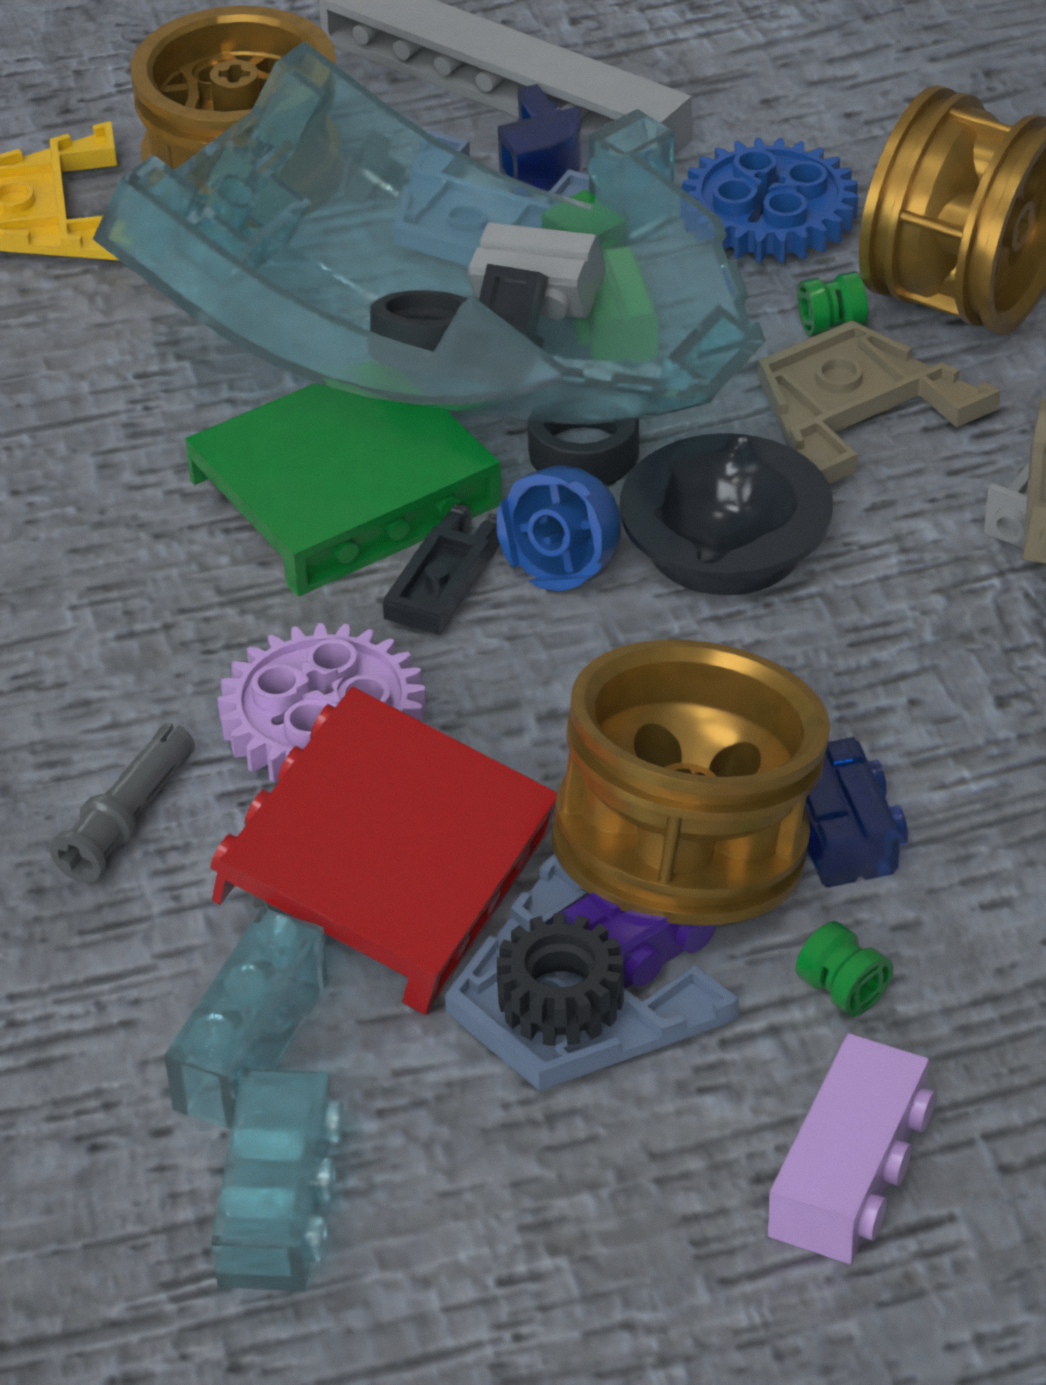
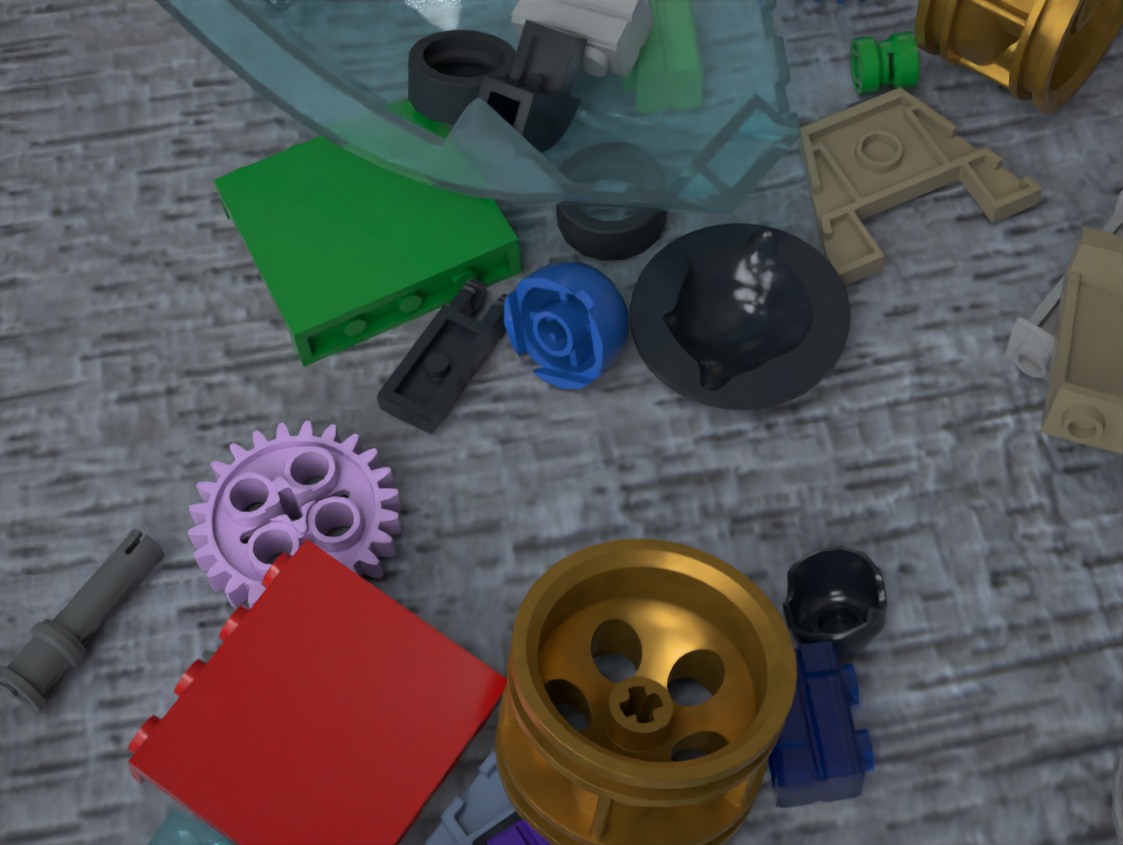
camera: 10 degrees right, 15 degrees up
(862, 707) = (835, 598): none -> black hair

